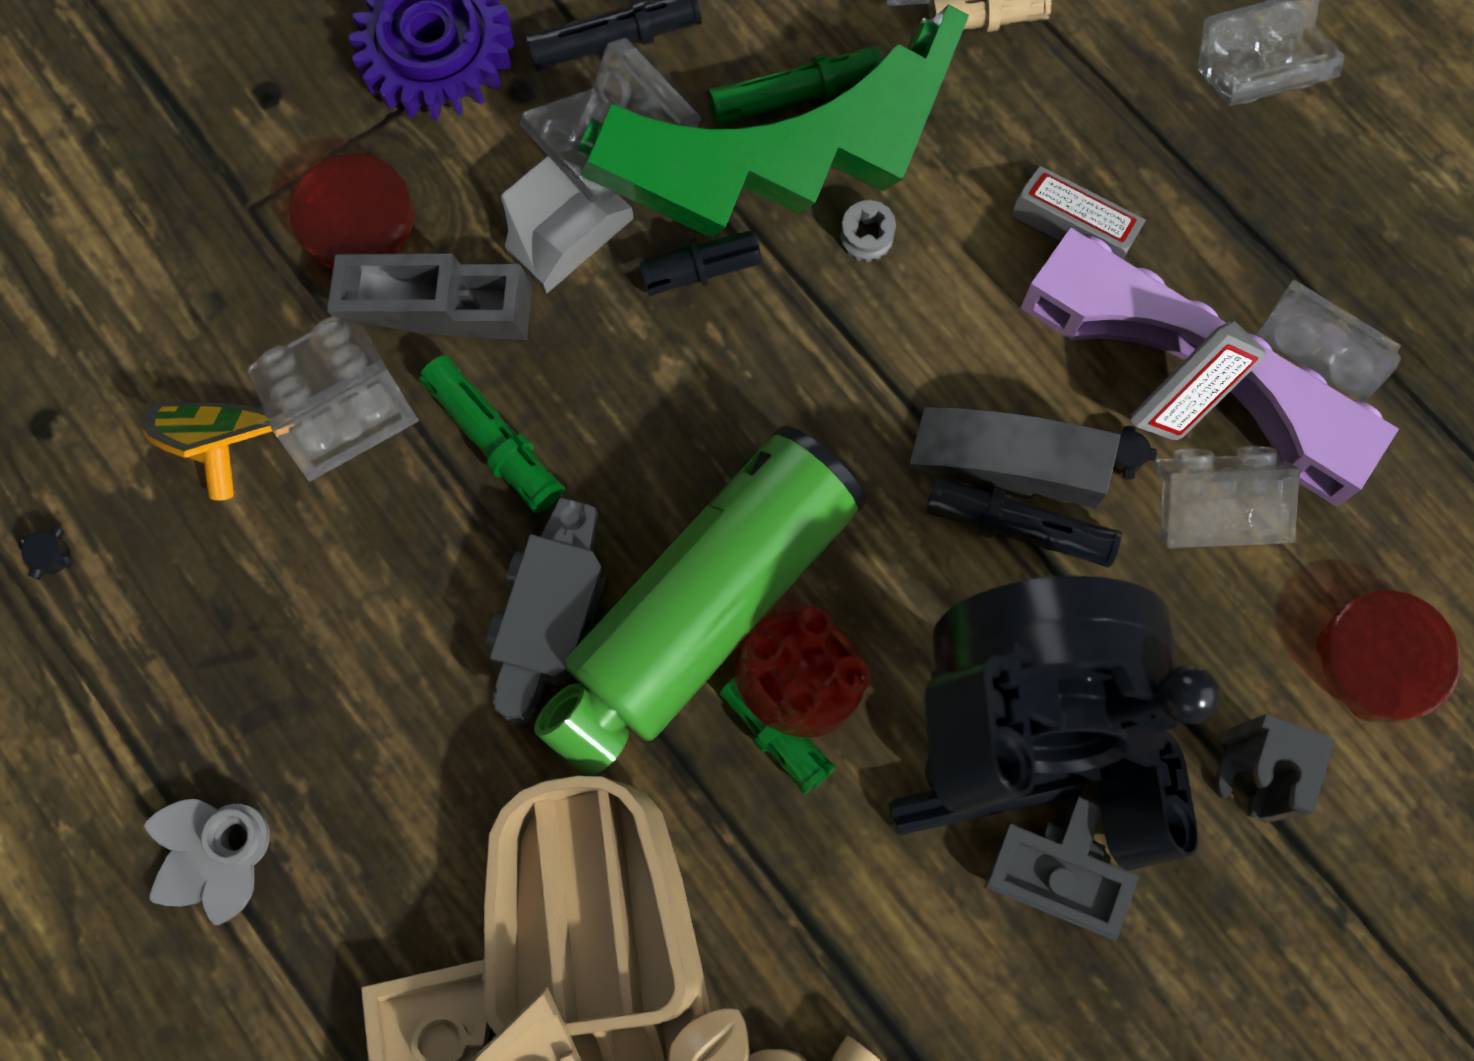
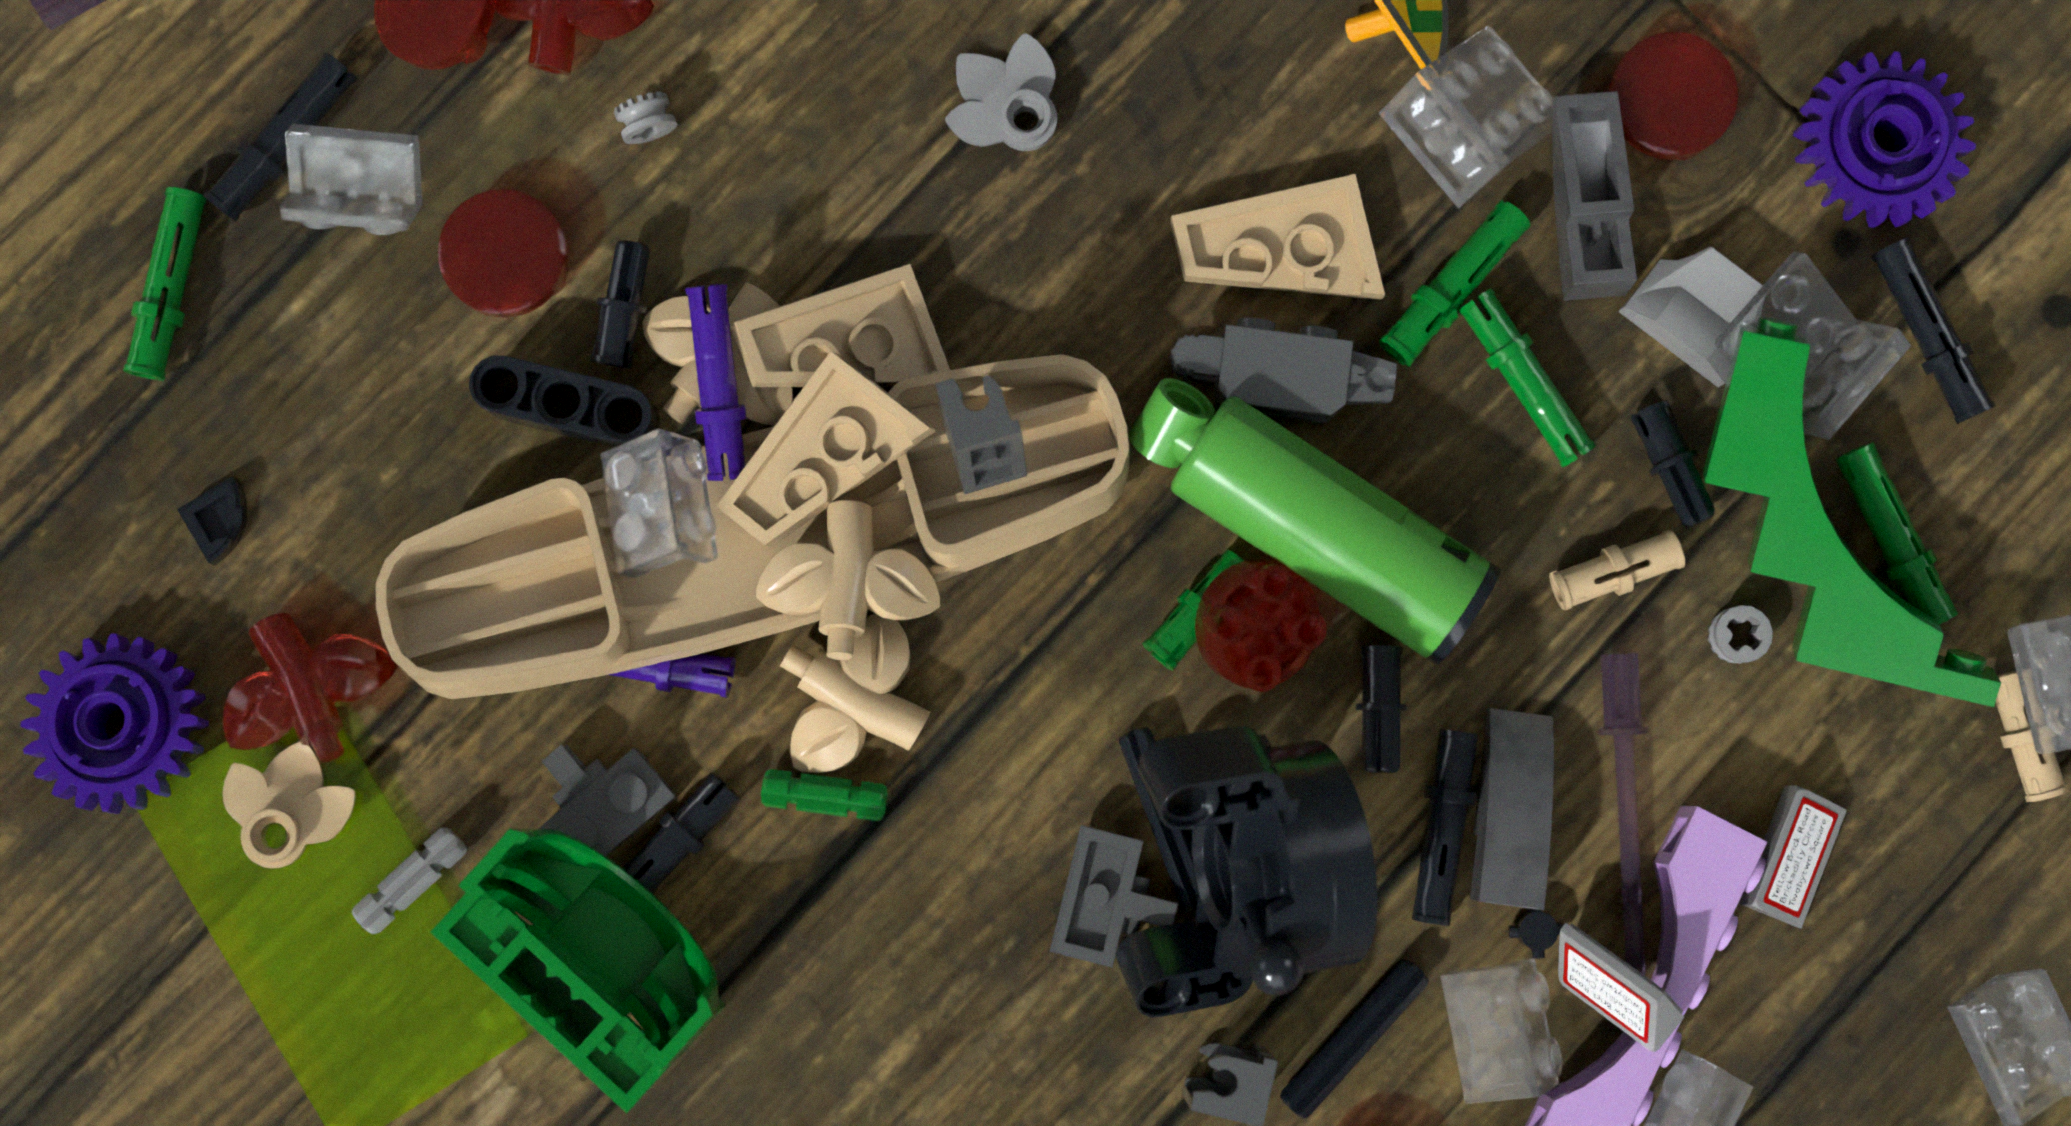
camera: 75 degrees right, 10 degrees up
(416, 592) = (1284, 241): none -> tan wing
(569, 934) = (982, 442): none -> dark grey hinge
(594, 381) = (1526, 377): none -> green pin
(793, 327) = (1617, 569): none -> tan pin
(899, 565) = (1381, 708): none -> black axle
(940, 344) = (1623, 721): none -> clear purple piece
(1224, 641) = (1354, 1038): none -> black axle

